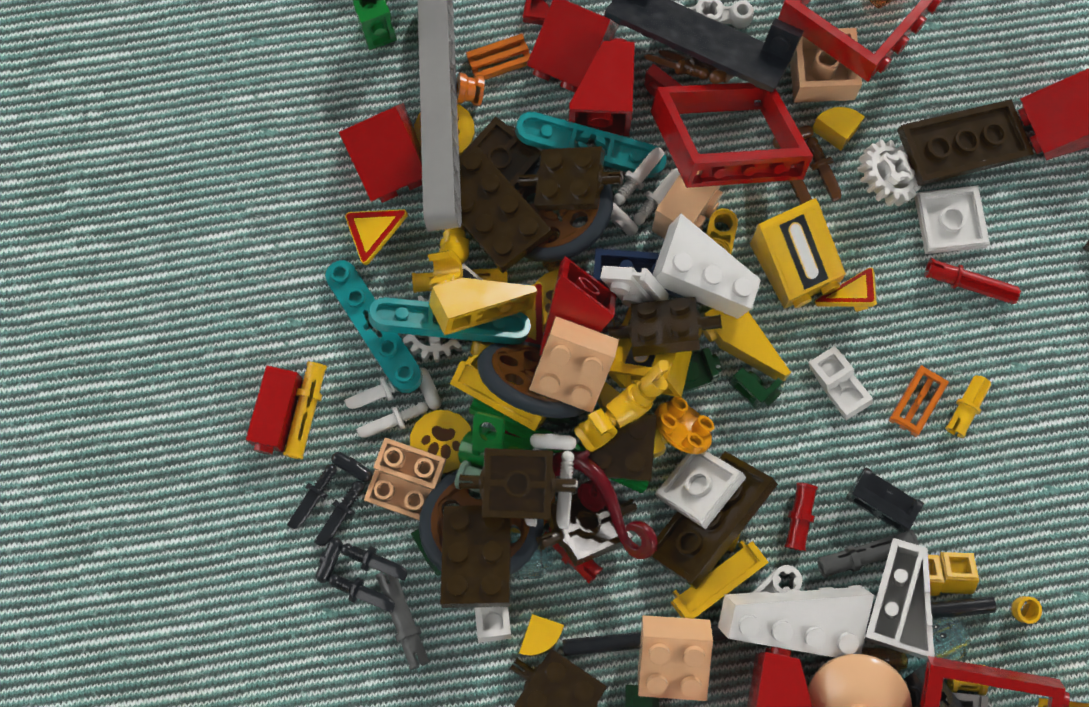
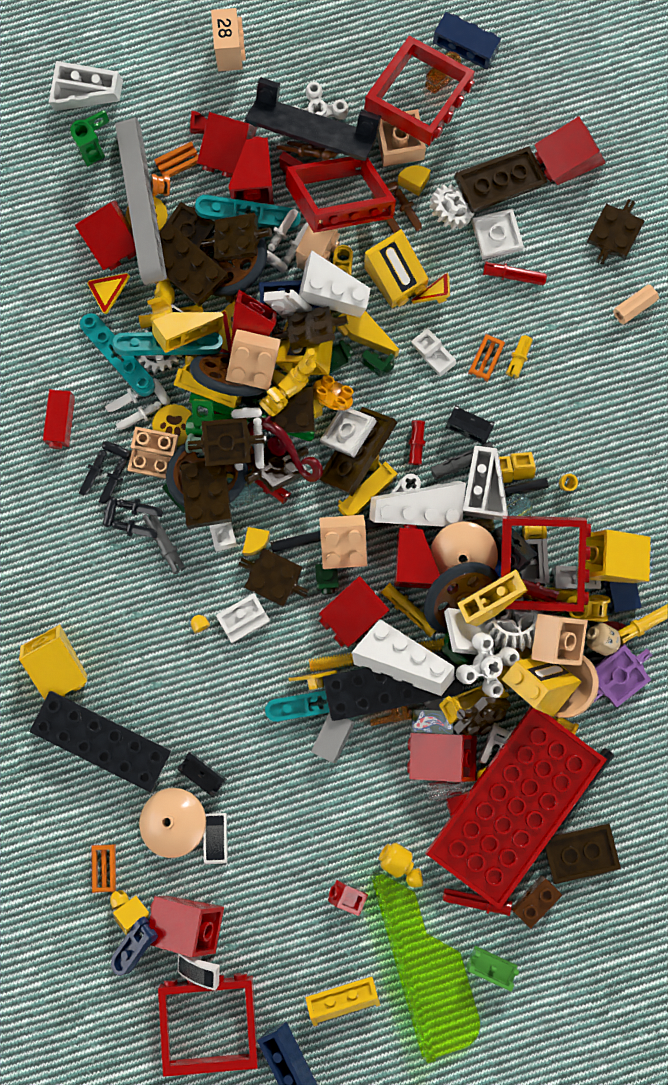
camera: 10 degrees left, 5 degrees up
(313, 377) = (79, 416): yellow pin -> none

